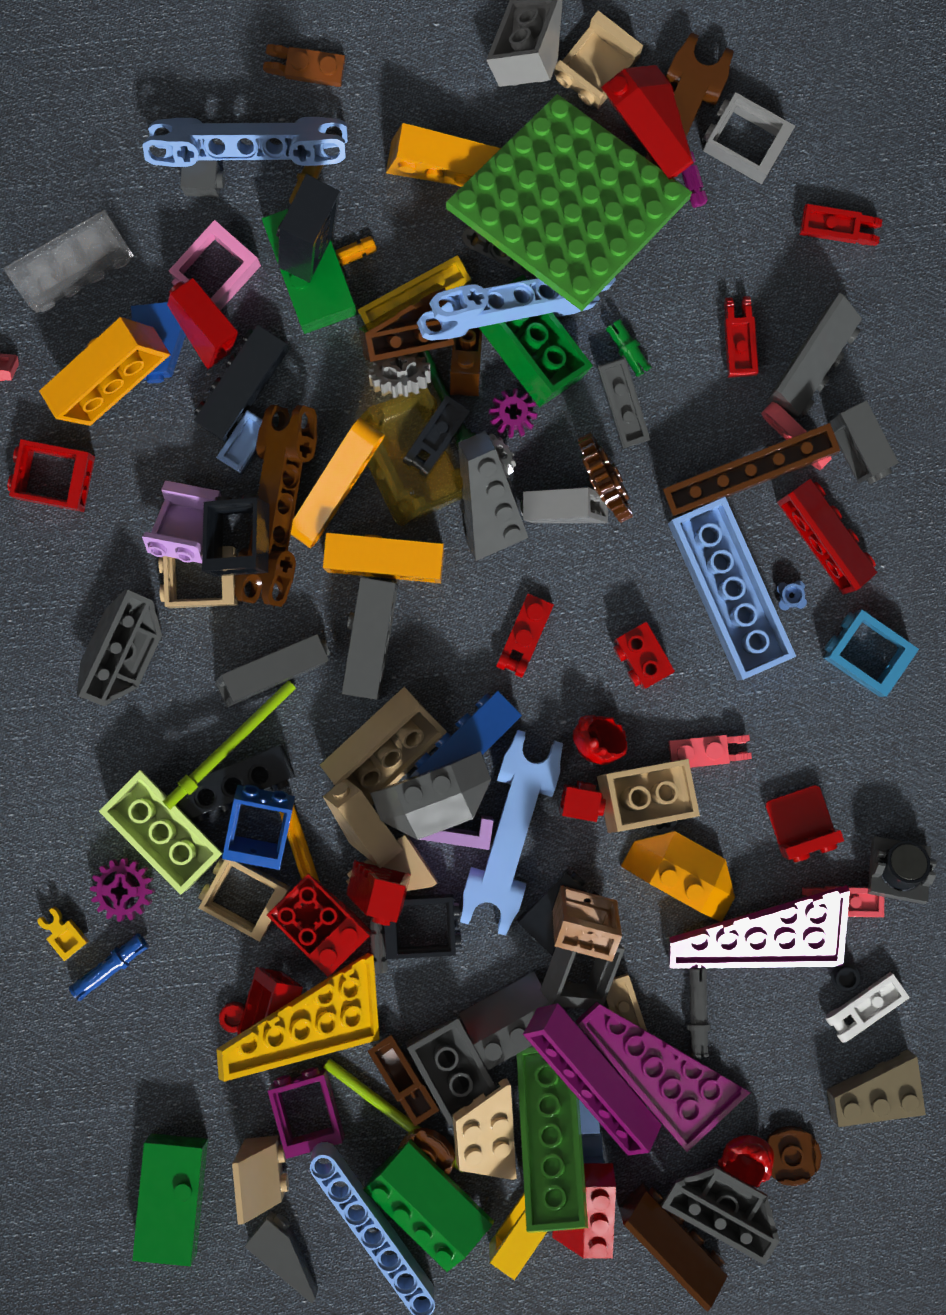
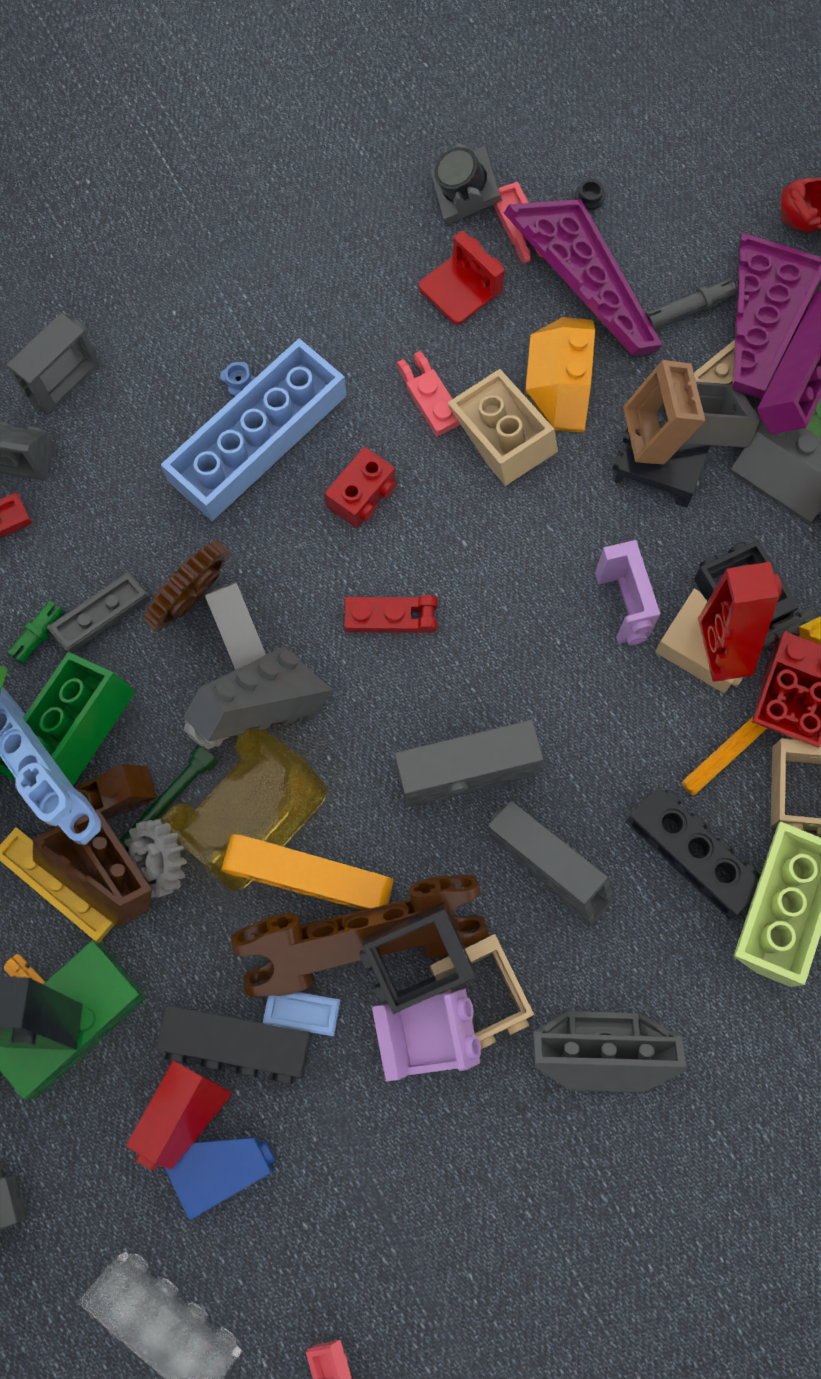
camera: 110 degrees left, 15 degrees down
(80, 478) = (463, 1272): red window -> none
(104, 372) = (284, 1212): light orange brick -> none
(189, 783) = (723, 892): lime bar -> none
(216, 232) = (70, 1127): bright pink window -> none
(255, 851) = (751, 777): blue window -> none
(361, 823) = (672, 684): tan slope -> none
(383, 557) = (371, 786): light orange brick -> none
(385, 745) = (578, 707): tan slope -> none
(434, 798) = (609, 613): dark grey wedge -> none
(437, 435) = (209, 789): black plate -> none
(474, 733) = (539, 622): blue wedge -> none
(496, 881) = (547, 549): light blue piece -> none
(521, 408) = (164, 723): magenta gear -> none
(582, 801) = (540, 482): red brick -> none
(599, 739) = (467, 491): red hair -> none
(752, 470) = (123, 450): reddish brown brick -> none
(787, 426) = (70, 433): coral beam -> none
(795, 1155) = (773, 174): reddish brown tile -> none
(827, 537) = (165, 364): red slope -> none
(867, 1007) = (609, 166): white plate -> none
(880, 1094) = (684, 125): dark tan wedge -> none
(894, 668) = (271, 260): dark azure window -> none

